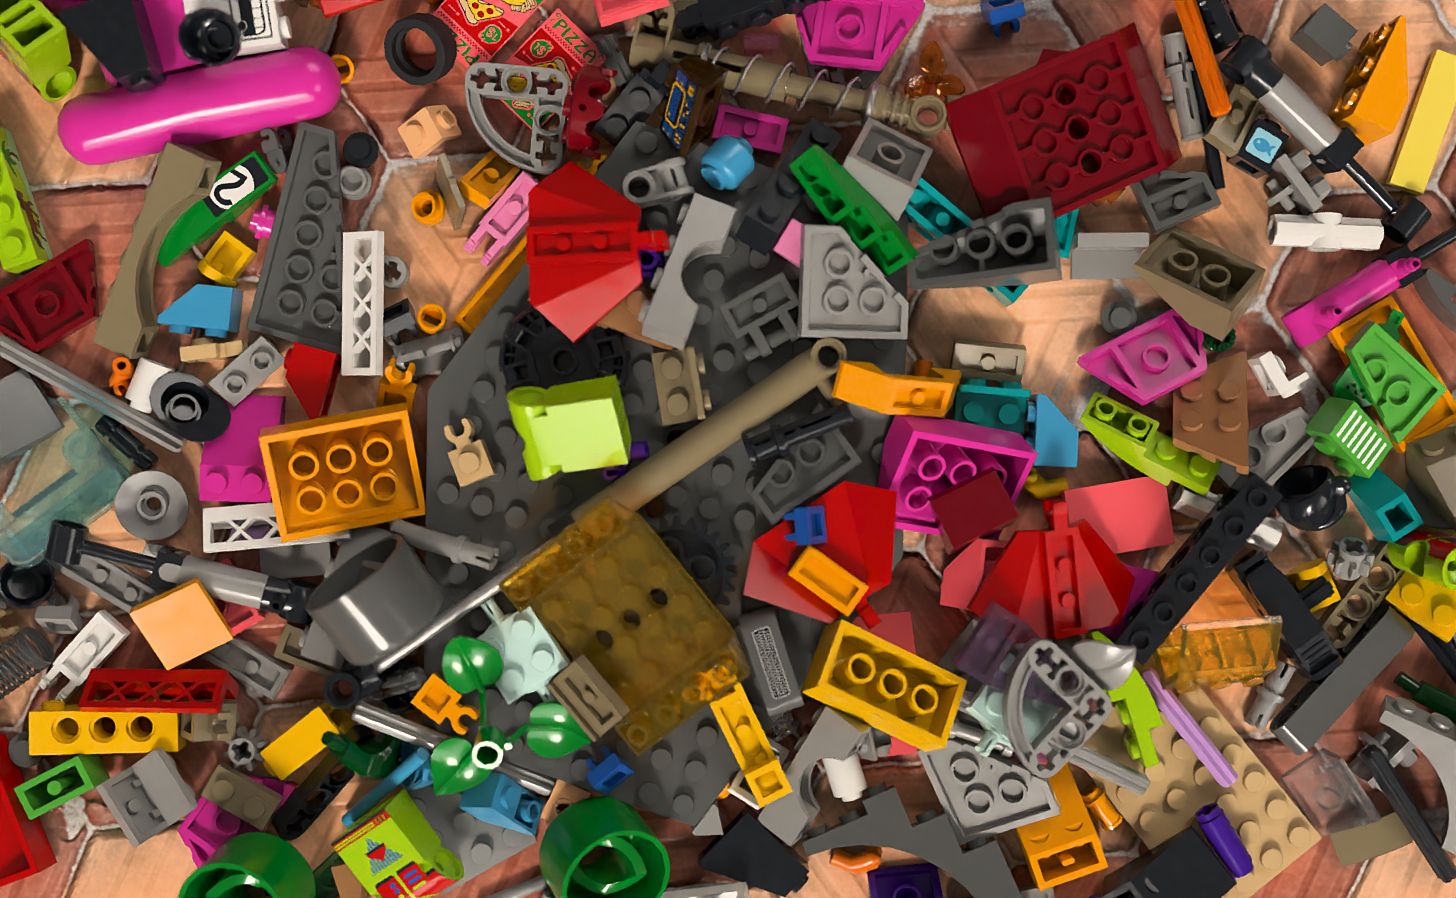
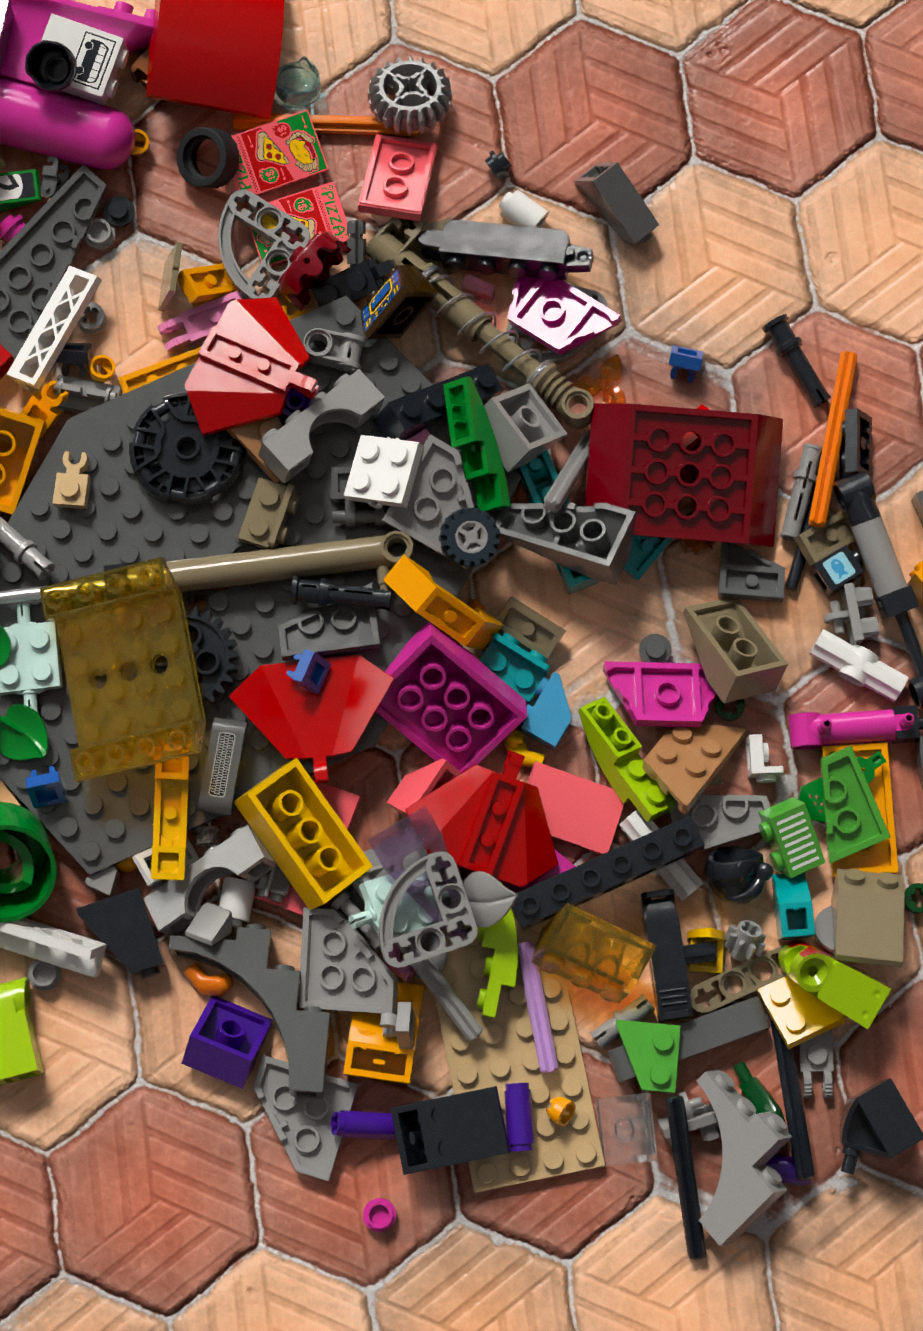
camera: 25 degrees right, 10 degrees down
(421, 203) = (142, 277): light orange plate -> none
(429, 130) = (180, 222): light nougat bracket -> none
(571, 426) = (165, 497): lime piece -> none
(588, 698) = (61, 717): dark tan plate -> none
(638, 451) = (192, 545): dark purple arm -> none
(727, 162) = (398, 360): dark azure head -> none
(761, 130) = (434, 350): dark pink plate -> none
(776, 286) = (383, 471): none -> white plate
(828, 580) = (302, 724): light orange tile -> none
(835, 813) = (210, 924): none -> light grey slope
(910, 308) = (479, 543): none -> black wheel
(955, 188) = (568, 475): none -> light grey axle
(972, 510) = (450, 734): dark red slope -> none
(1072, 819) = (400, 1025): none -> light grey tile
(1101, 807) = (433, 1042): light orange pin -> none
(1106, 255) = (670, 593): light grey panel -> none
(1259, 813) = (561, 1110): none -> light orange hinge
(1322, 715) = (652, 1053): none -> bright green wing
(1371, 839) = (644, 1186): dark tan slope -> none

